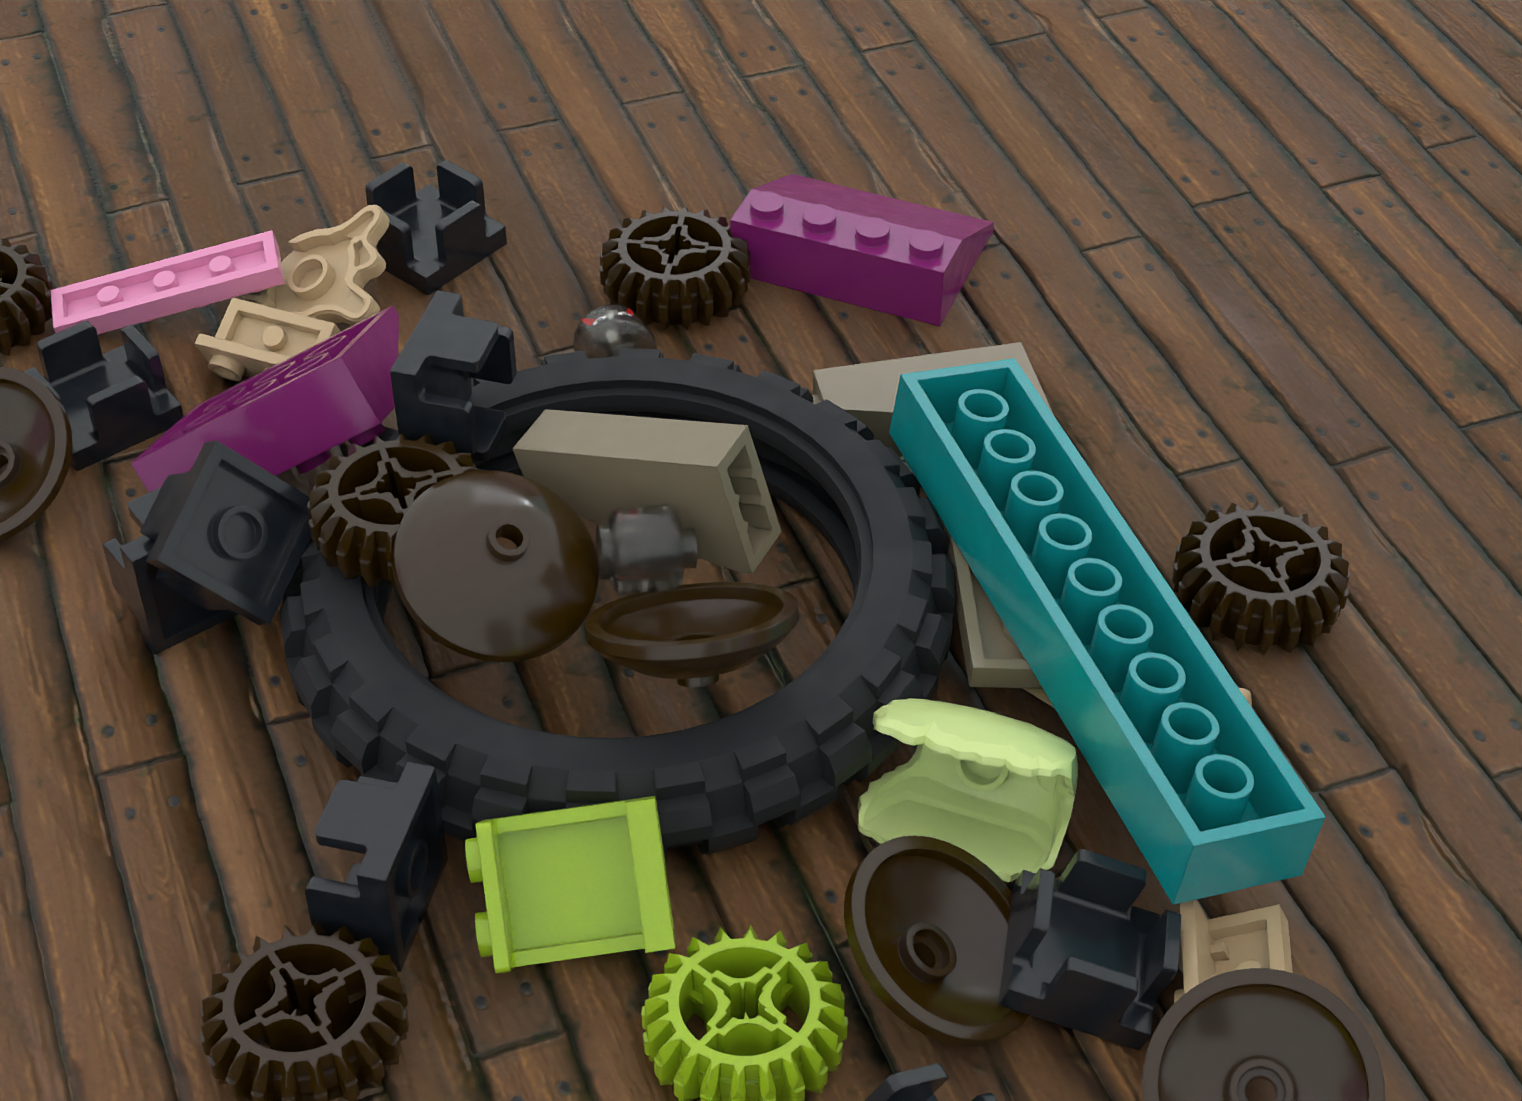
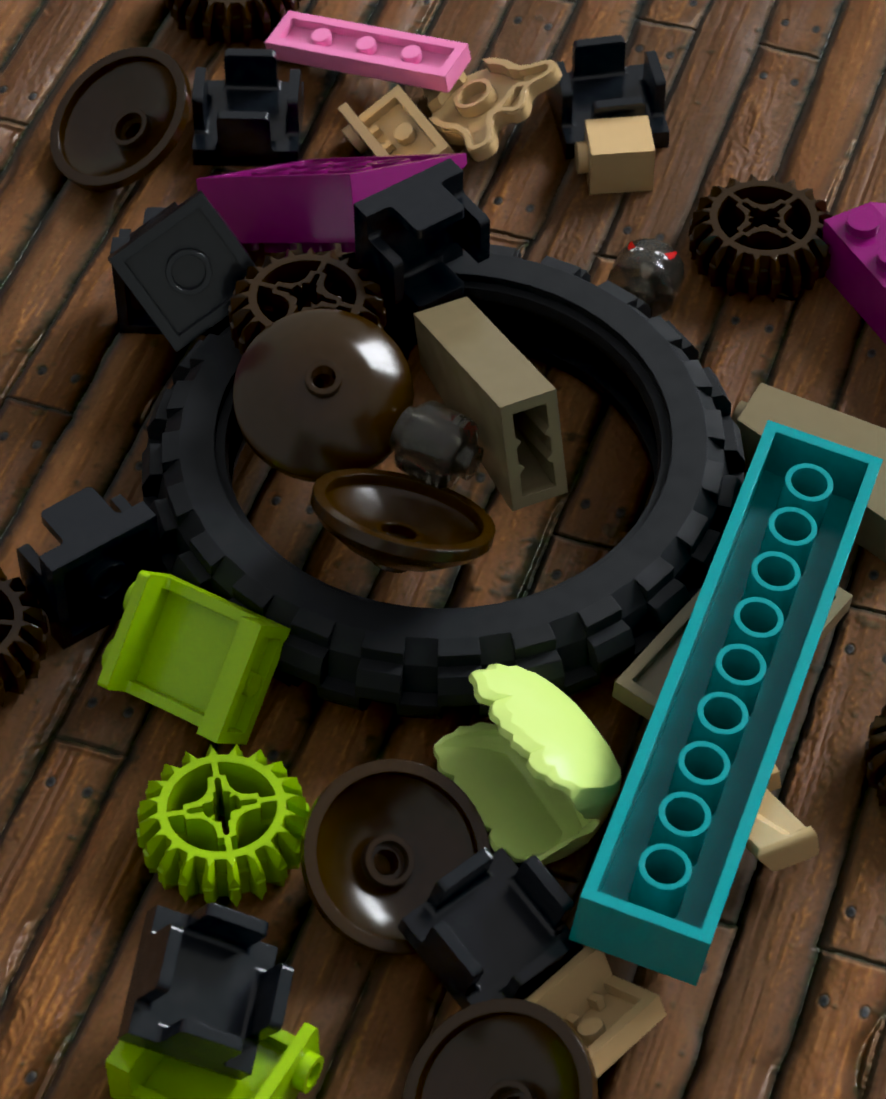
camera: 40 degrees right, 5 degrees up
(484, 263) = (617, 155): none -> tan brick

